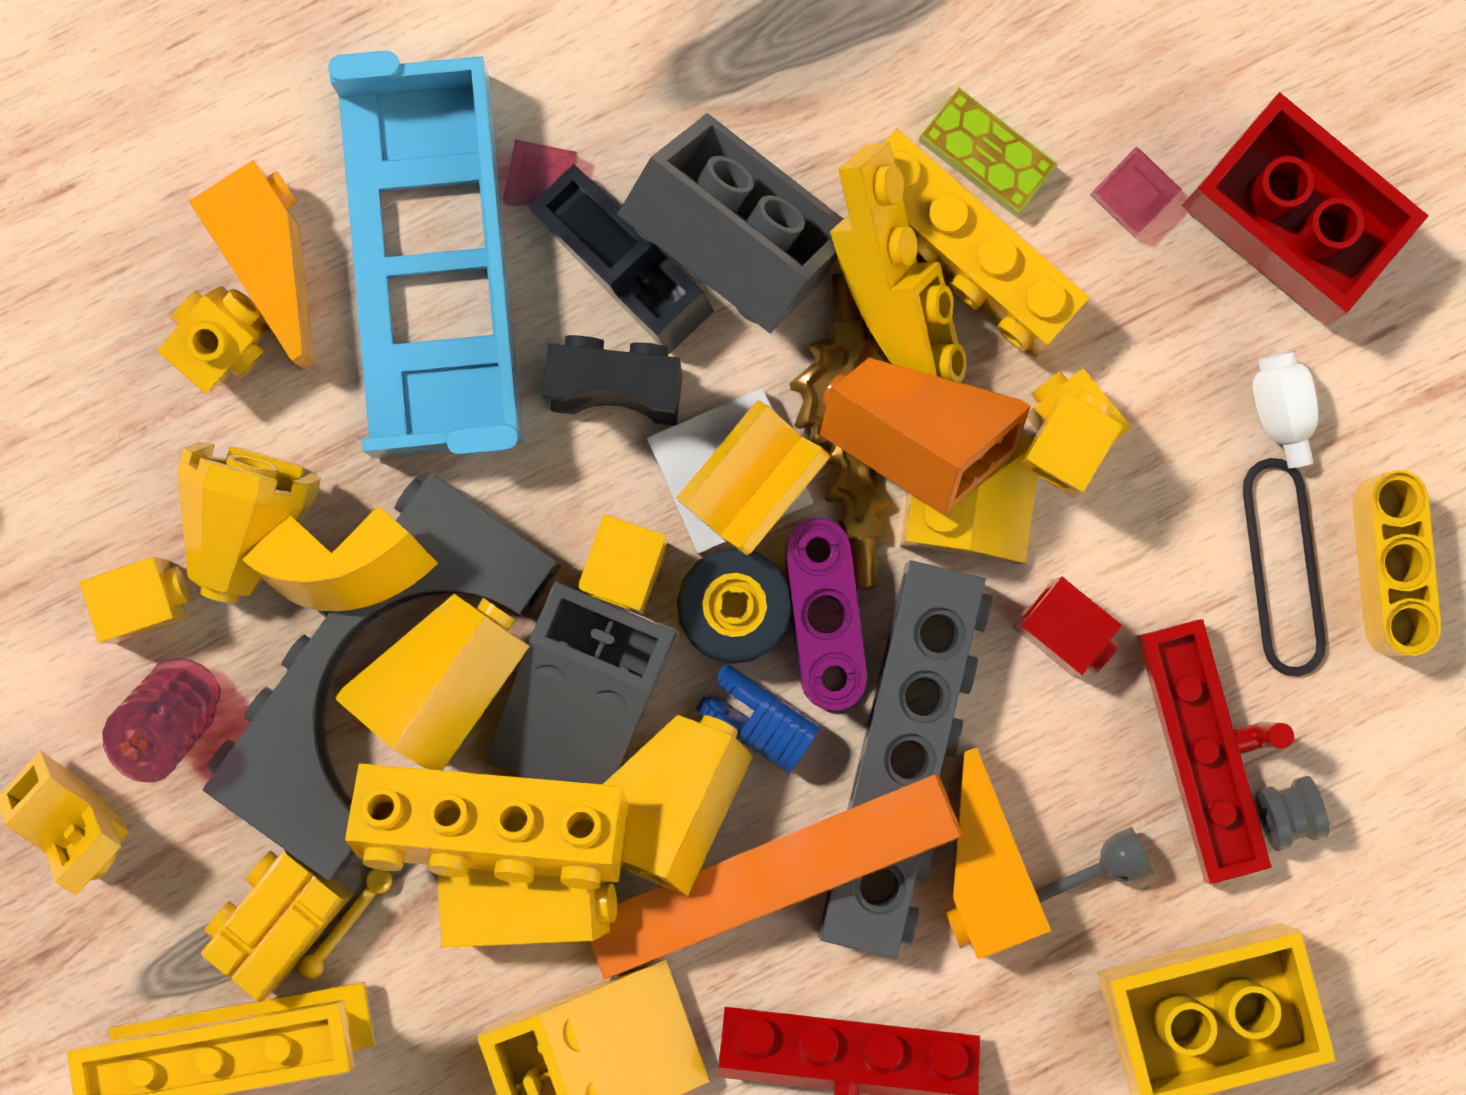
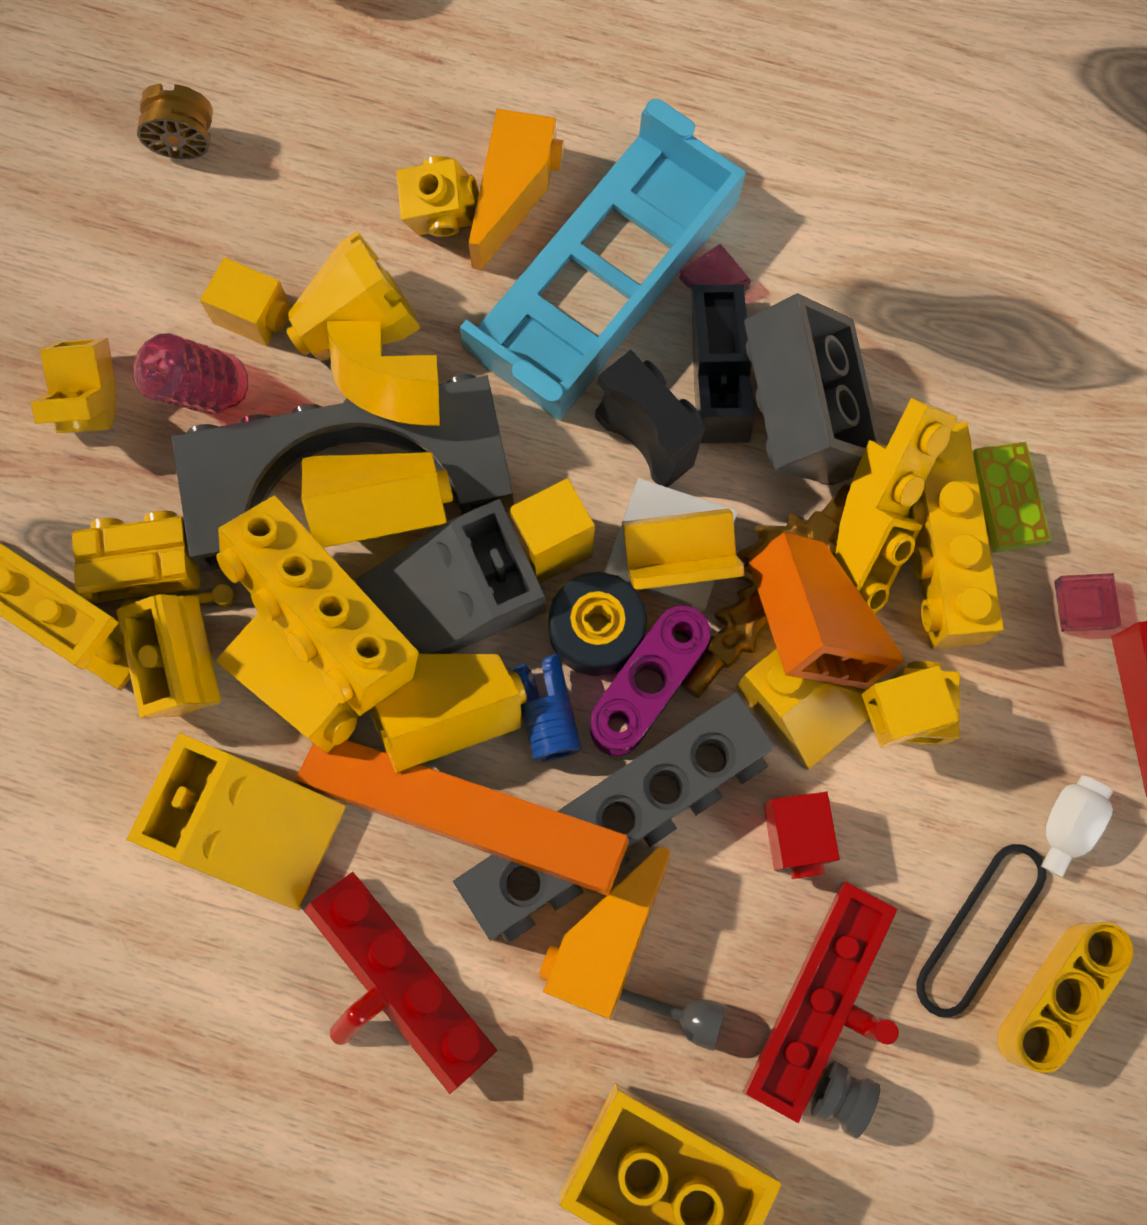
camera: 45 degrees right, 10 degrees down
(395, 980) = (168, 656): none -> yellow brick

